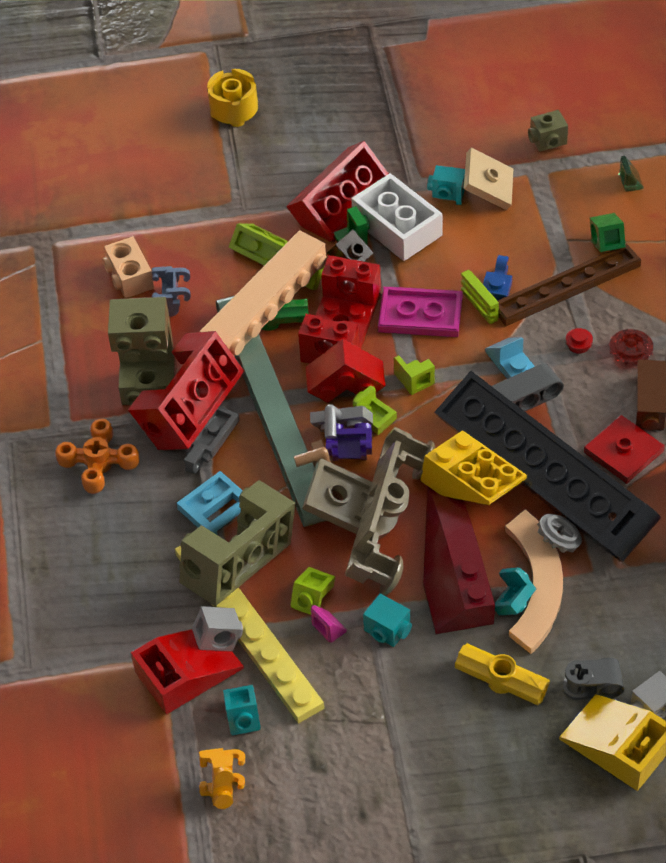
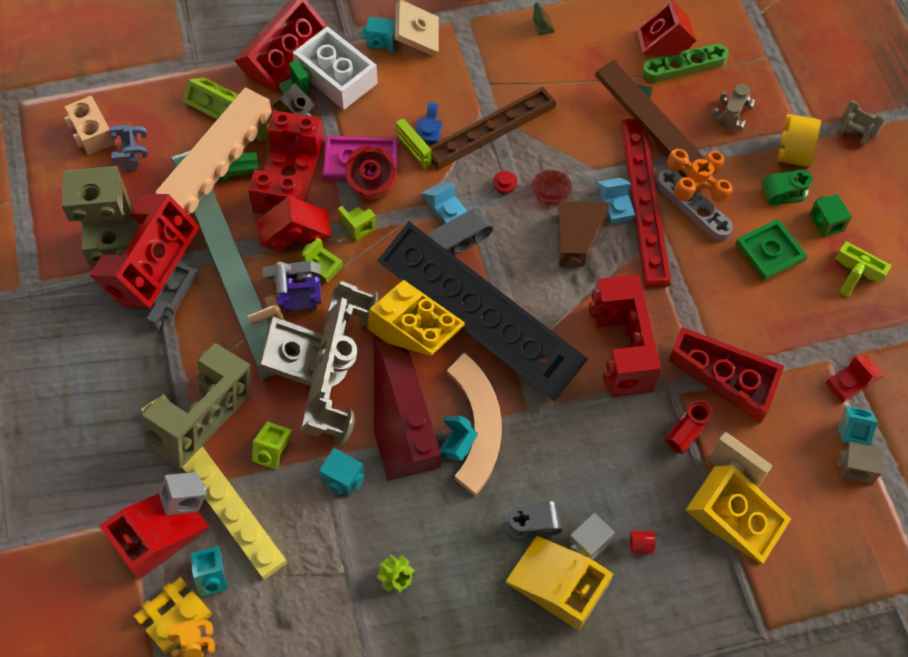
camera: 10 degrees left, 10 degrees up
(97, 456) = (64, 318): orange gear -> none
(188, 763) = (186, 610): none -> yellow plate
(208, 499) = (170, 357): medium azure plate -> none
(326, 624) = (287, 477): dark pink slope -> none
(438, 311) = (376, 160): none -> red brick
(440, 721) = (395, 573): none -> lime gear
(517, 681) = (433, 513): yellow piece -> none
(566, 540) = (505, 375): light grey gear -> none
(607, 232) = (525, 76): green brick -> none
(624, 449) = (550, 287): red plate -> none

